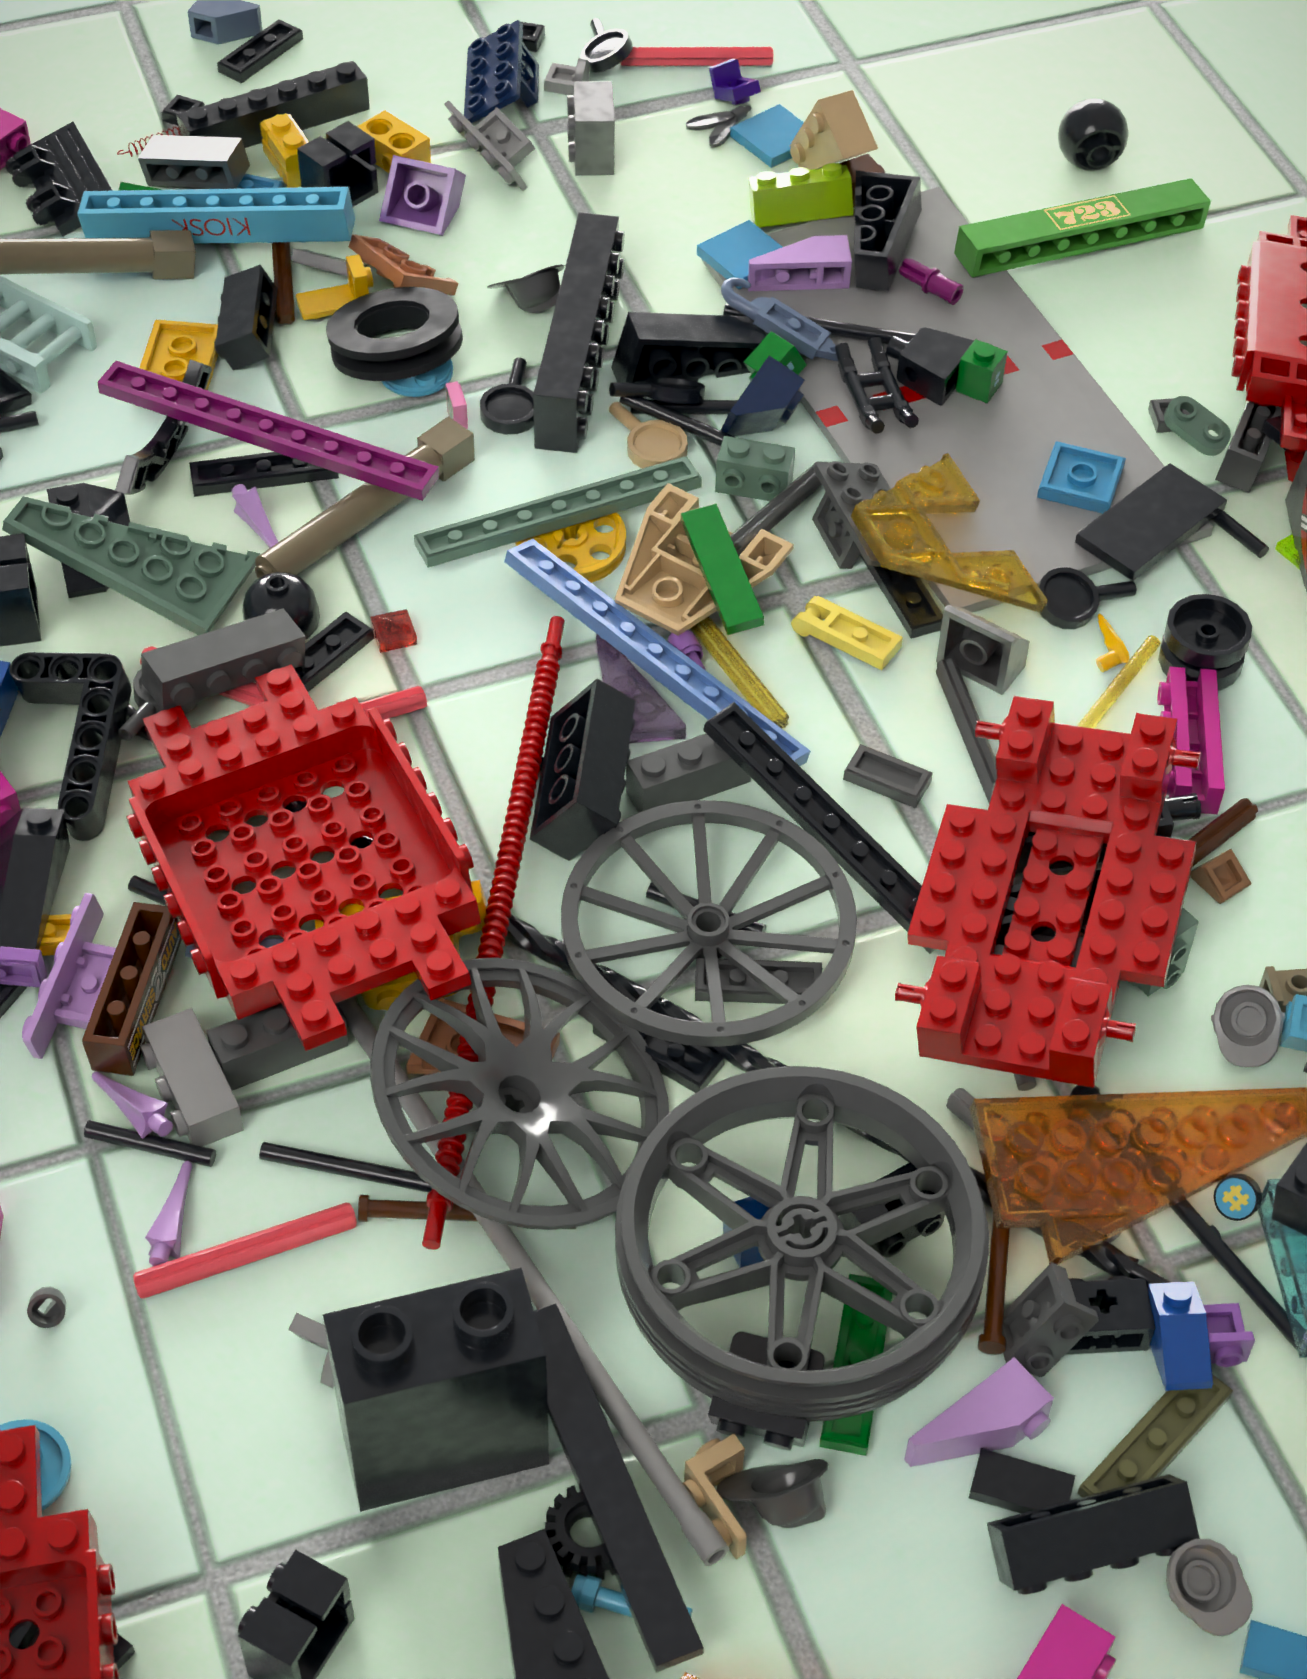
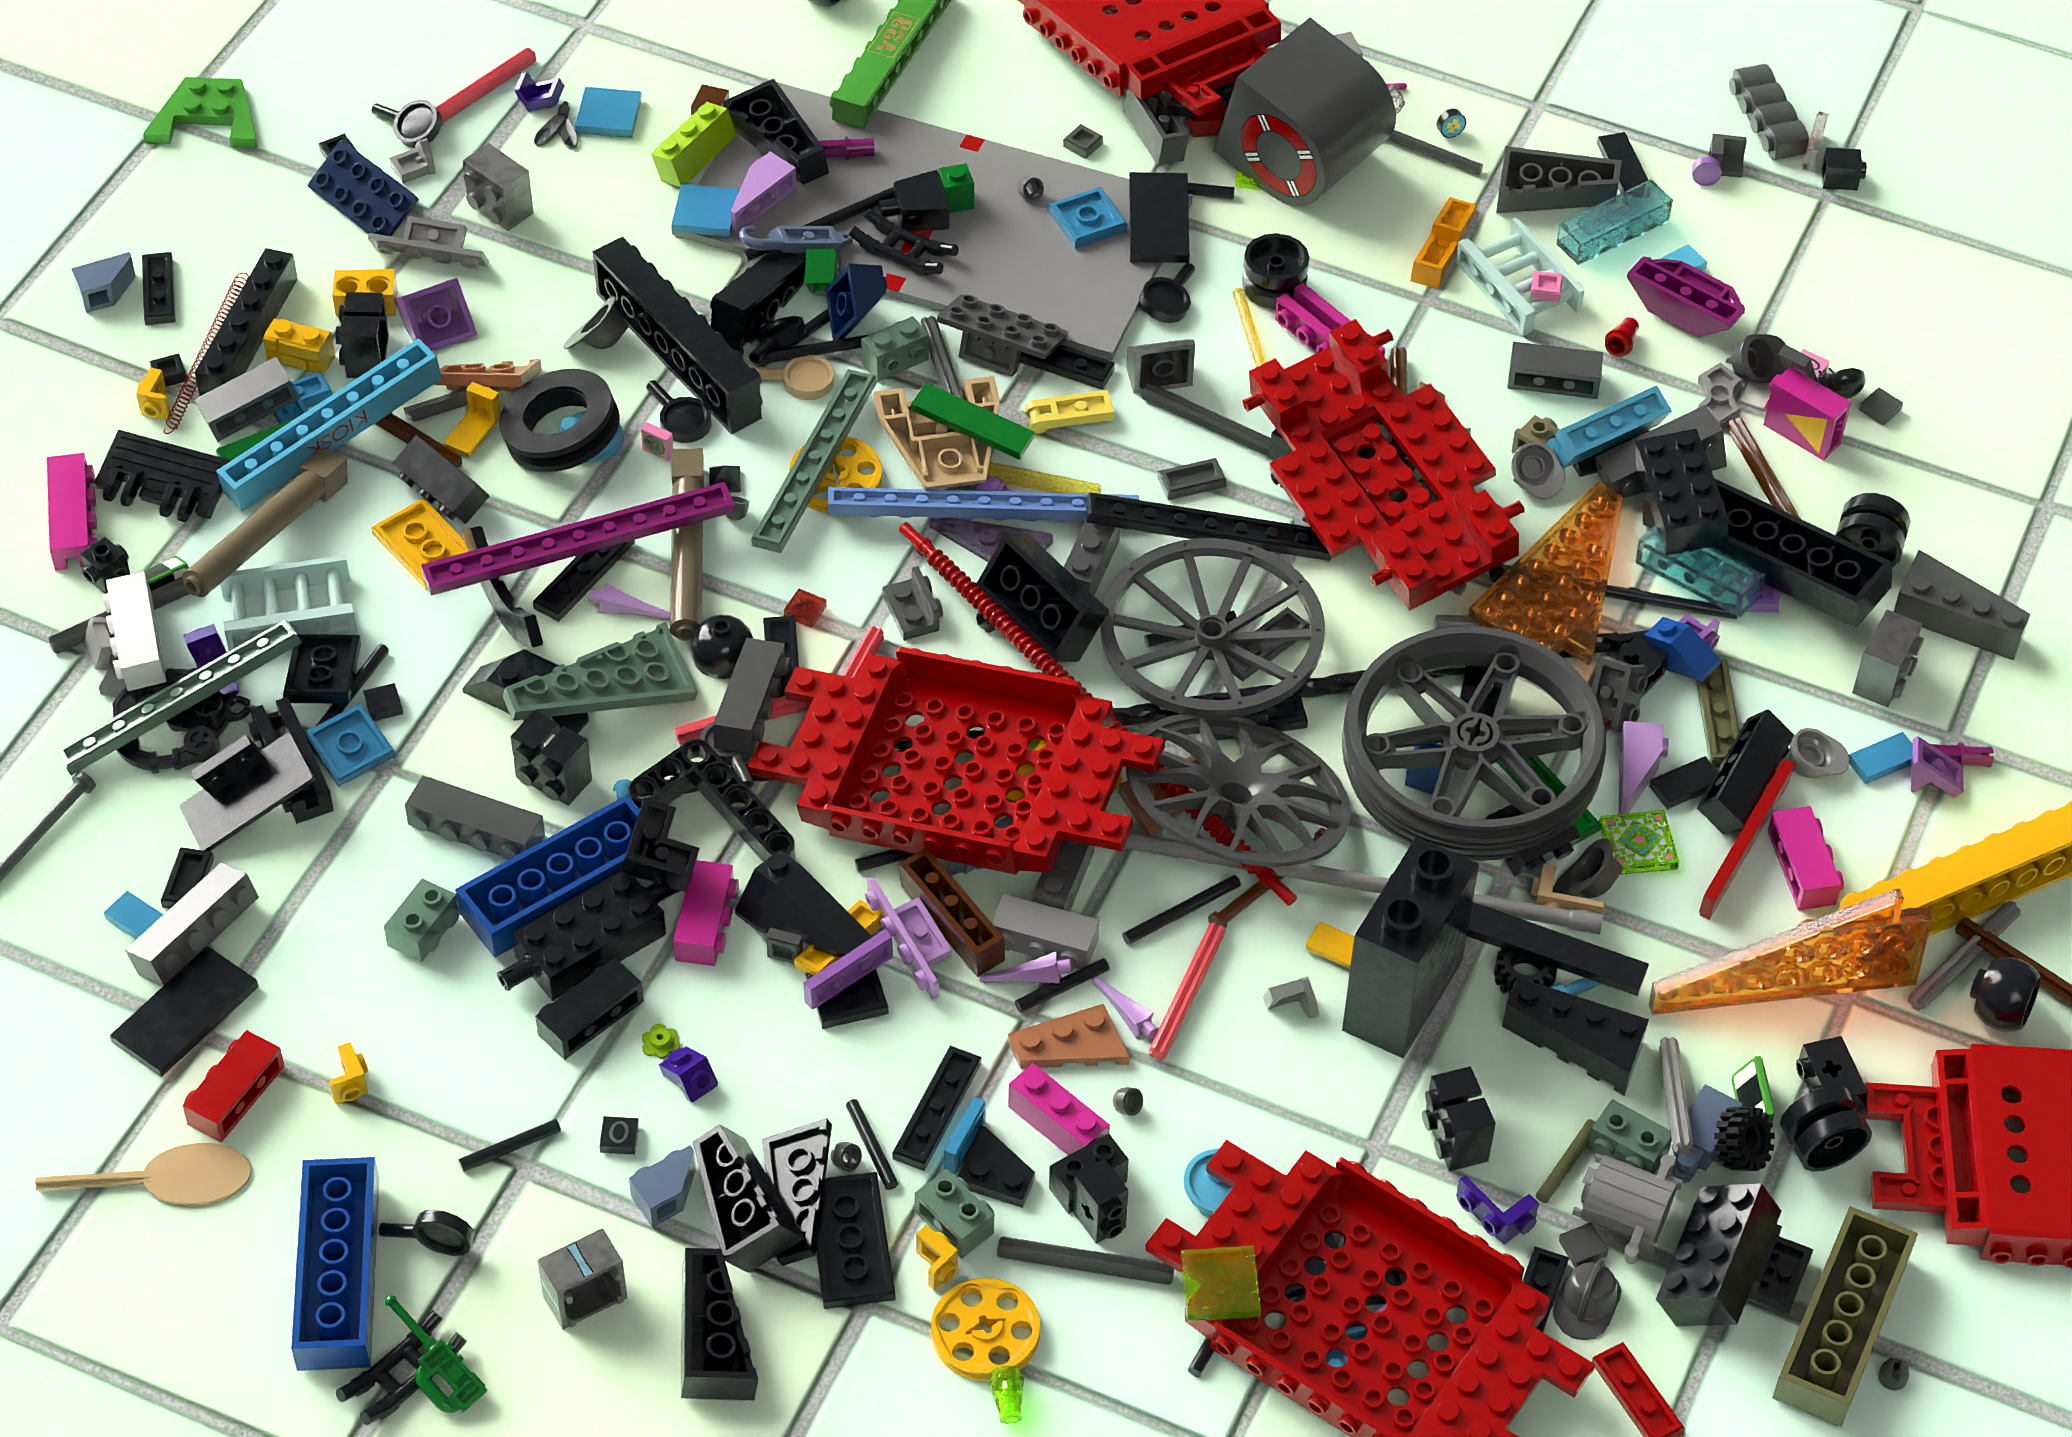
camera: 45 degrees left, 0 degrees up
(86, 1202) = (1073, 1038): none -> nougat wing
(142, 117) = (152, 395): none -> yellow bracket
(447, 504) = (741, 508): none -> dark grey hinge
(476, 479) = (726, 474): none -> black slope
(482, 697) = (913, 605): none -> dark grey bracket
(832, 133) = (680, 87): tan wedge -> none
(887, 1506) = (1641, 841): none -> clear neon green tile
(908, 542) = (1060, 327): clear yellow wing -> none
(1007, 1609) = (1746, 839): none -> red tile
(1047, 417) = (1035, 186): none -> dark grey hinge
(1117, 650) = (1225, 310): yellow bar -> none
(1195, 426) = (1112, 137): sand green plate -> none
(1237, 1197) = (1627, 563): tile -> none

